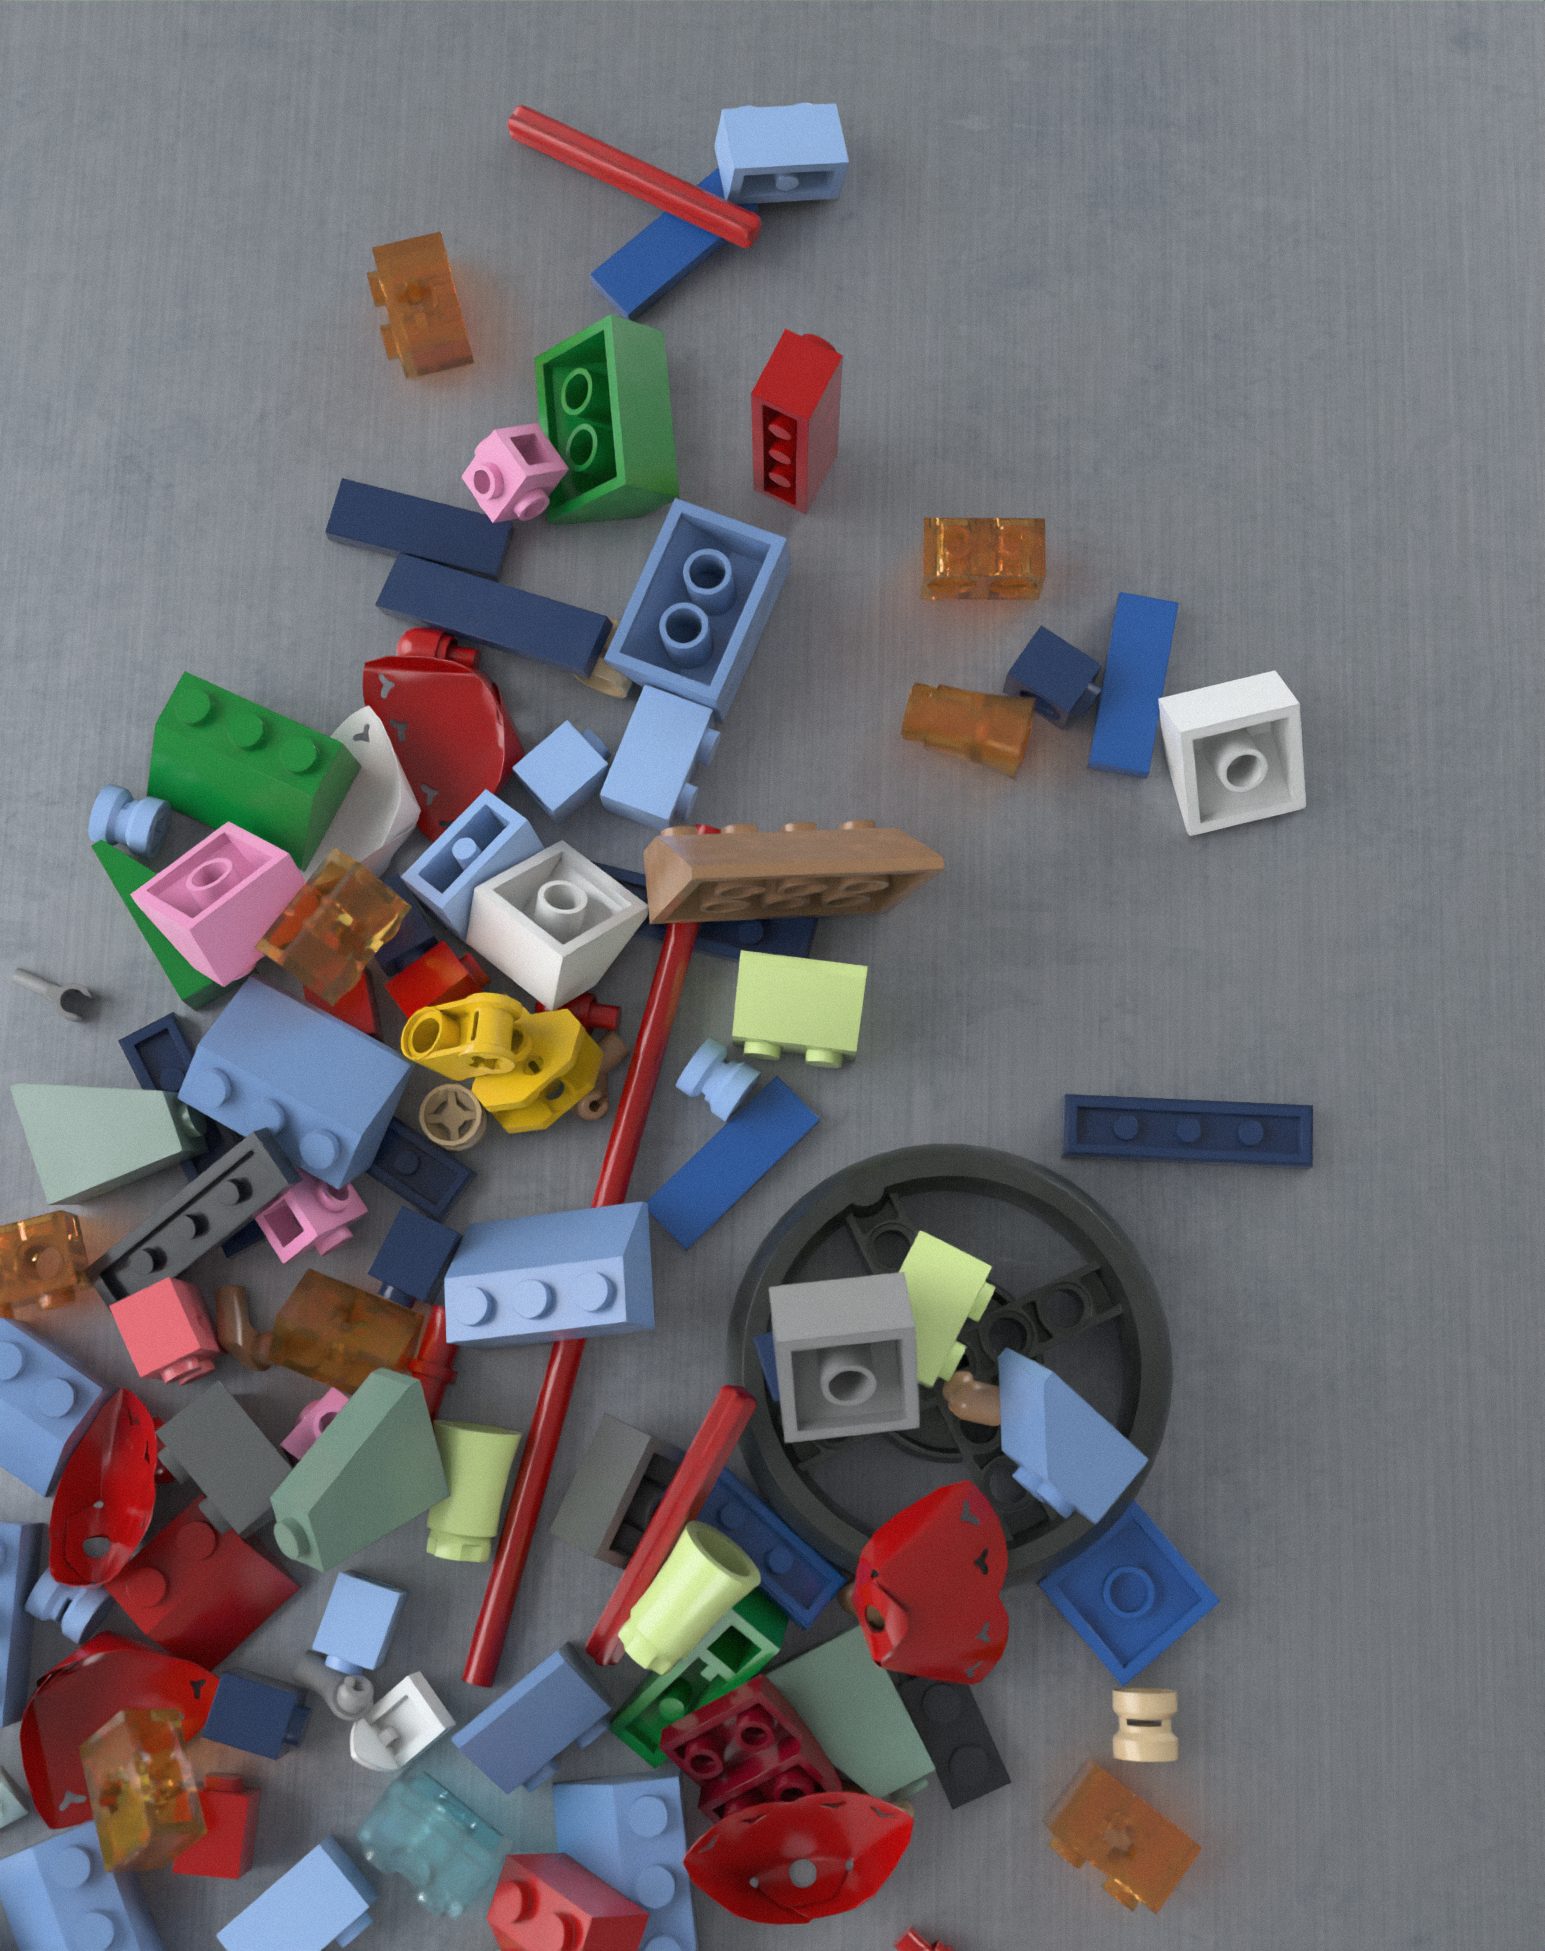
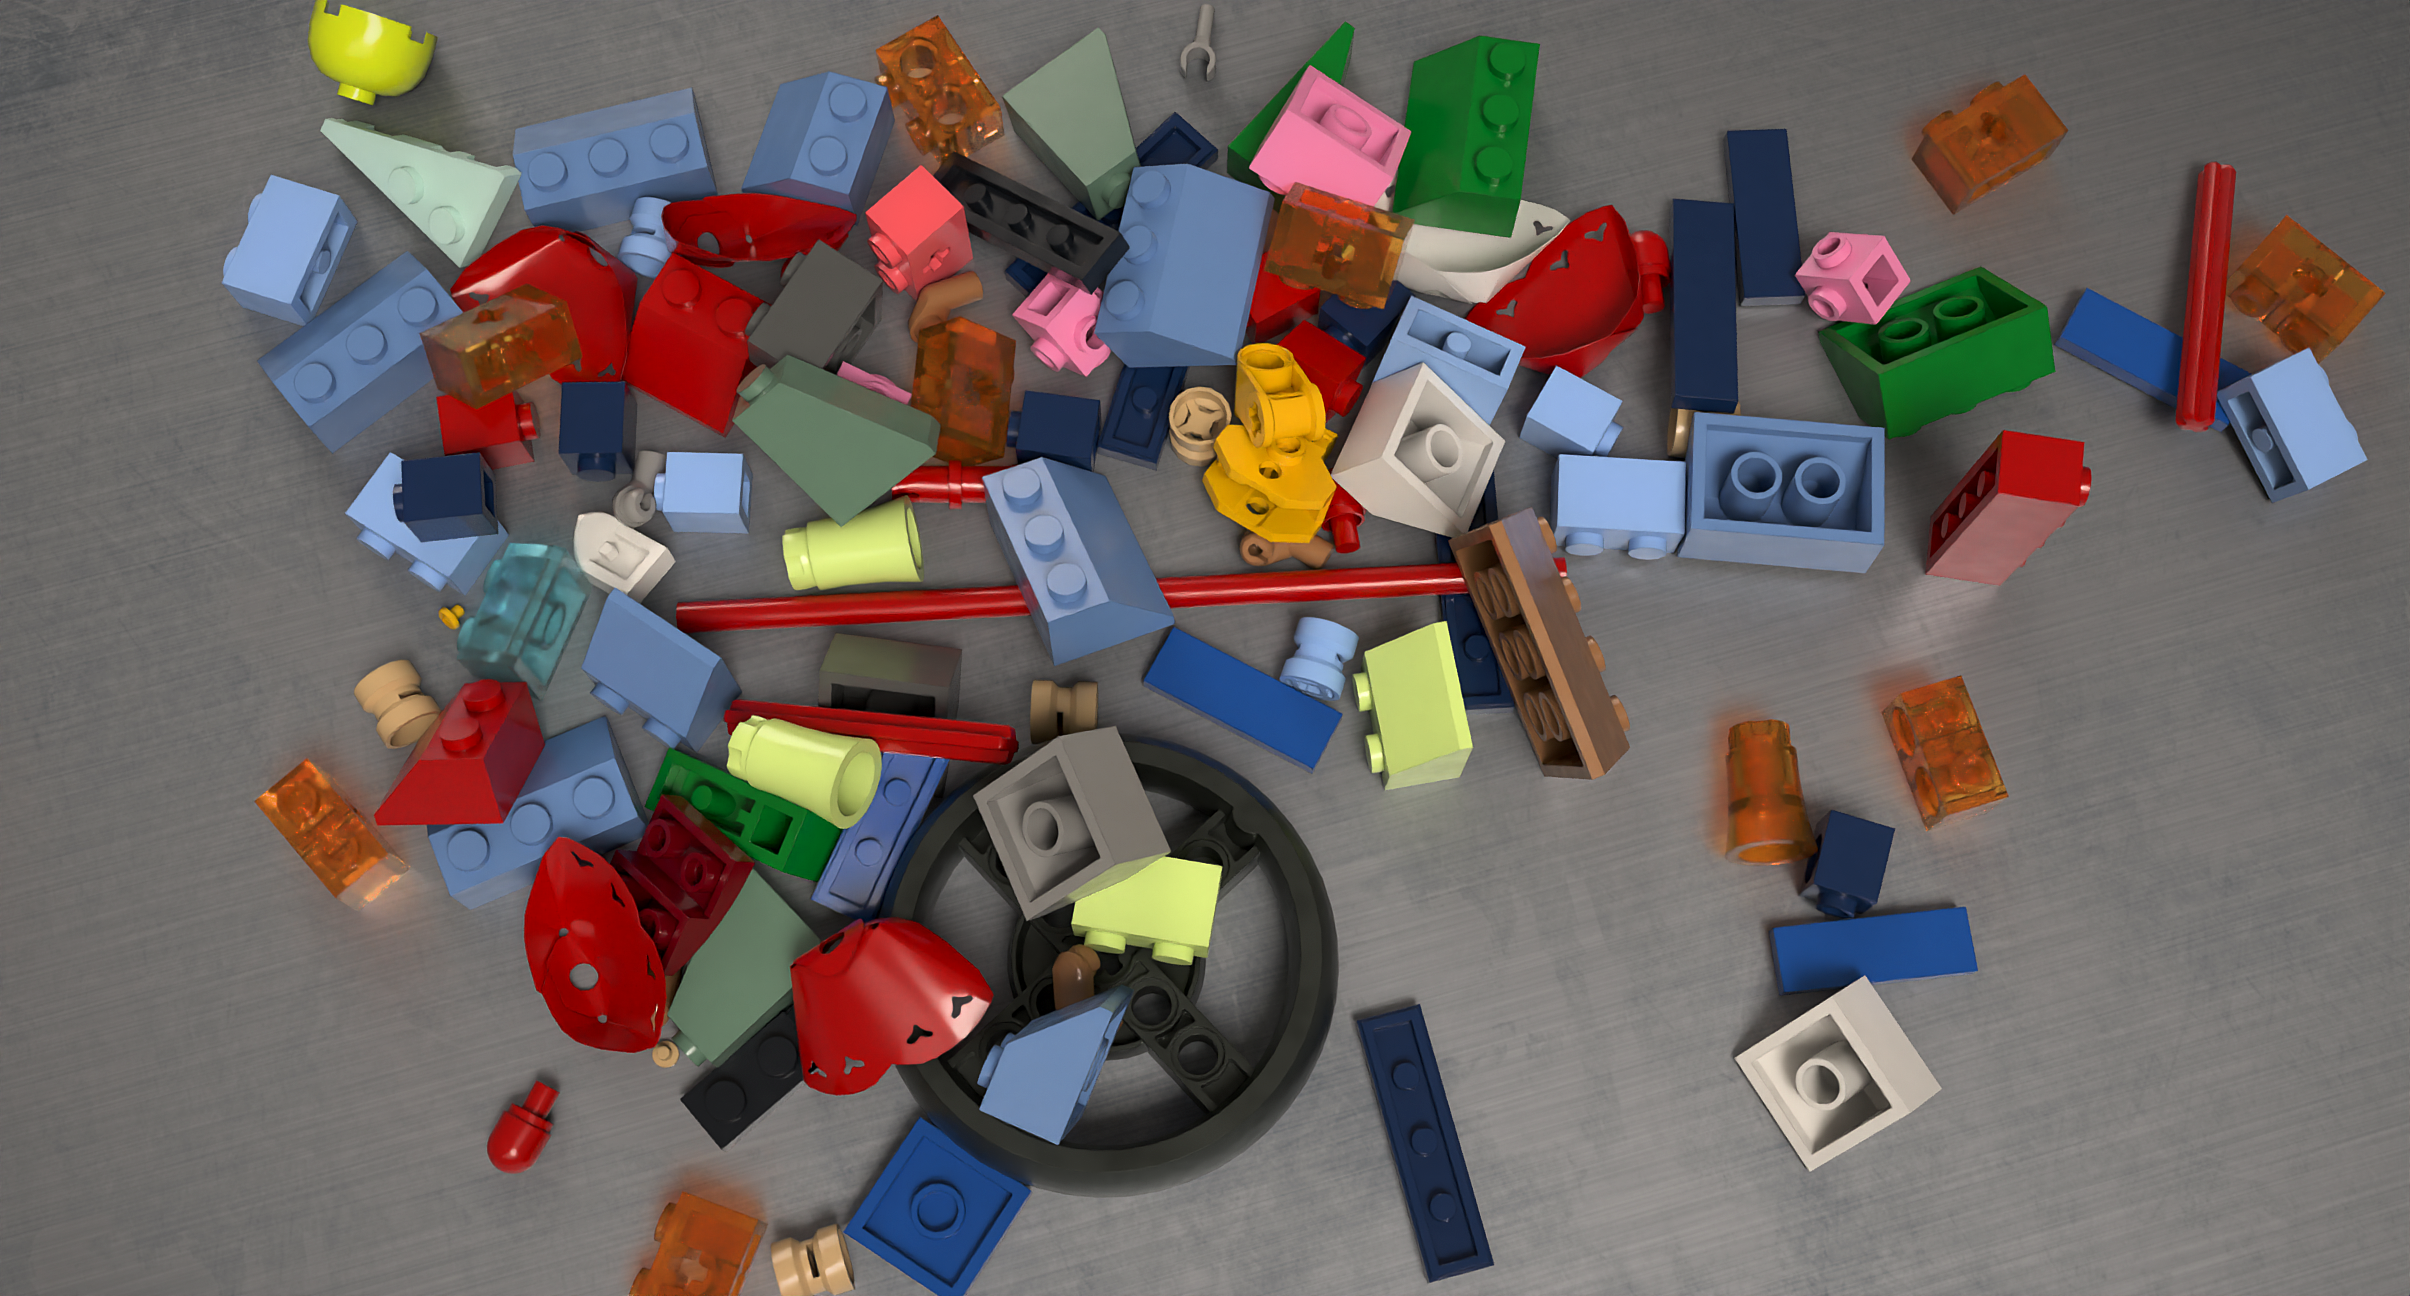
camera: 70 degrees right, 5 degrees down
(130, 821) = (1383, 55): light blue wheel -> none
(292, 1888) = (447, 497): none -> dark blue brick
(399, 1915) = (451, 616): none -> yellow piece
(657, 95) = (2302, 290): none -> clear orange brick
(694, 1333) = (1076, 702): none -> tan wheel

